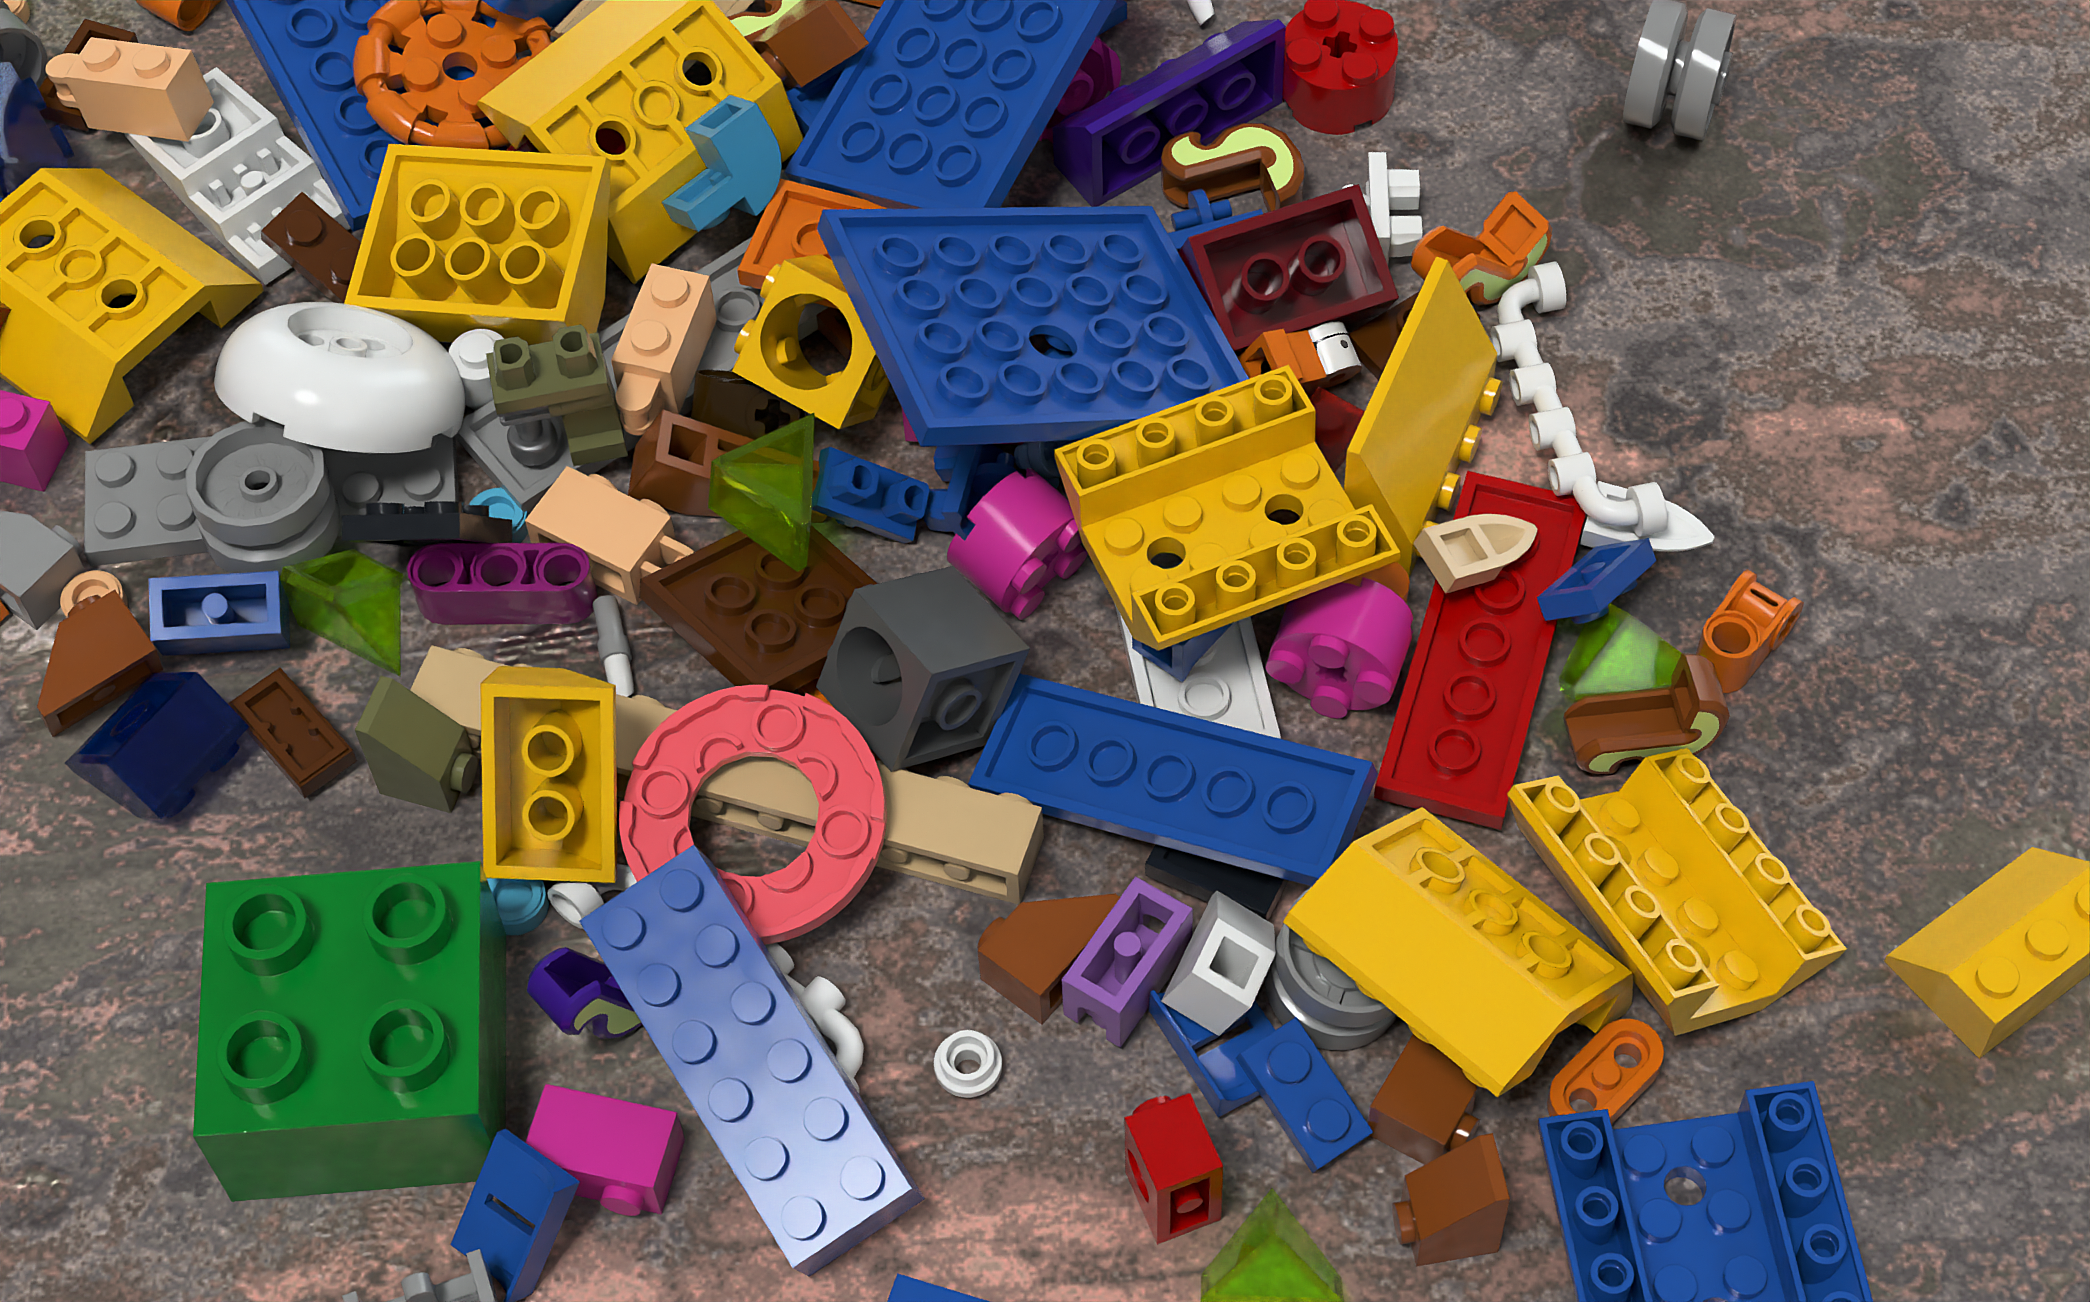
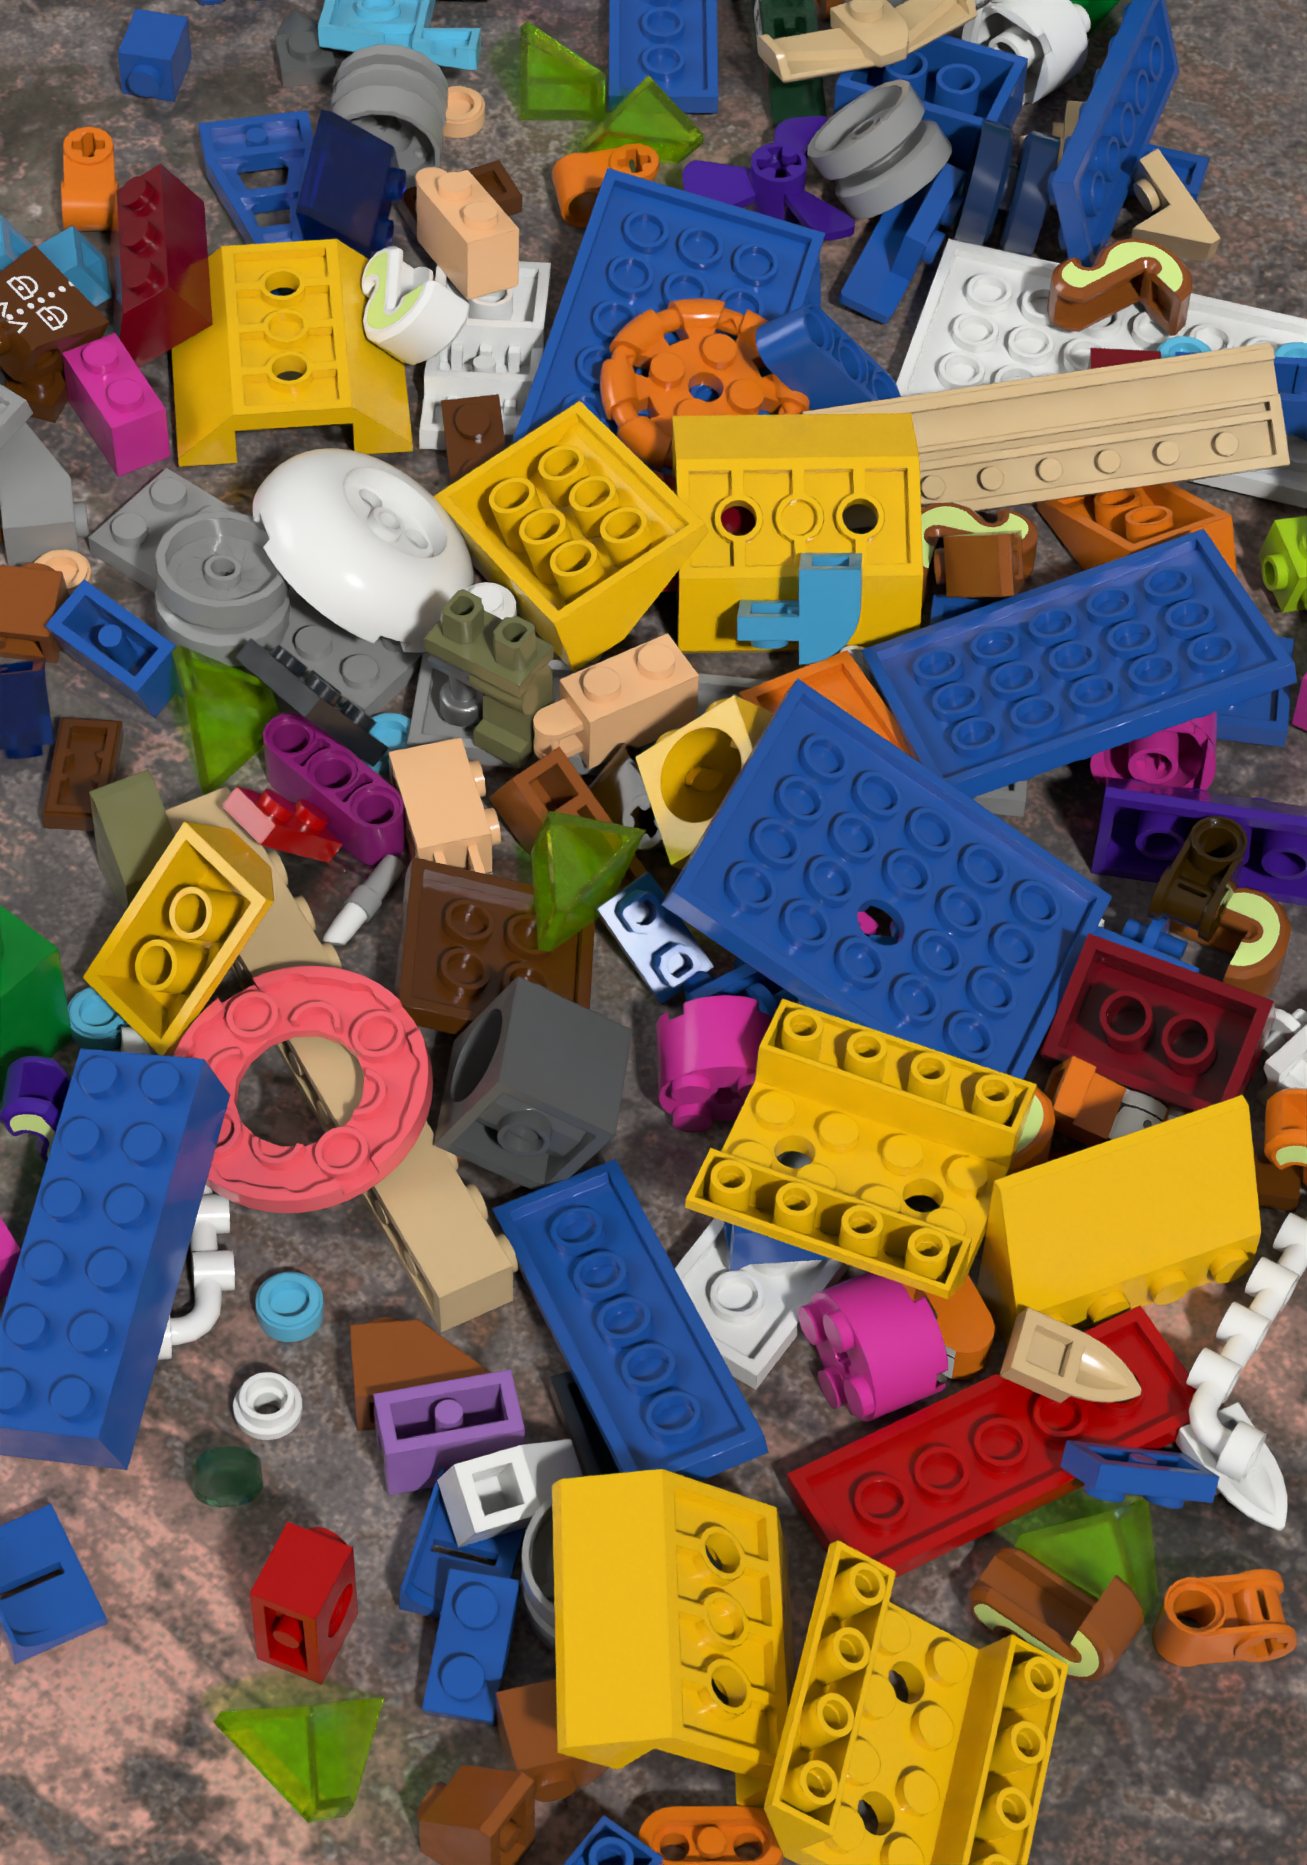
camera: 40 degrees right, 5 degrees down
(158, 189) = (409, 310): none -> white animal
(505, 636) = (284, 824): none -> red plate
(898, 981) = (289, 1306): none -> medium azure tile
(1001, 1137) = (227, 1476): none -> clear green tile
(1208, 140) = (1202, 876): none -> dark brown piece

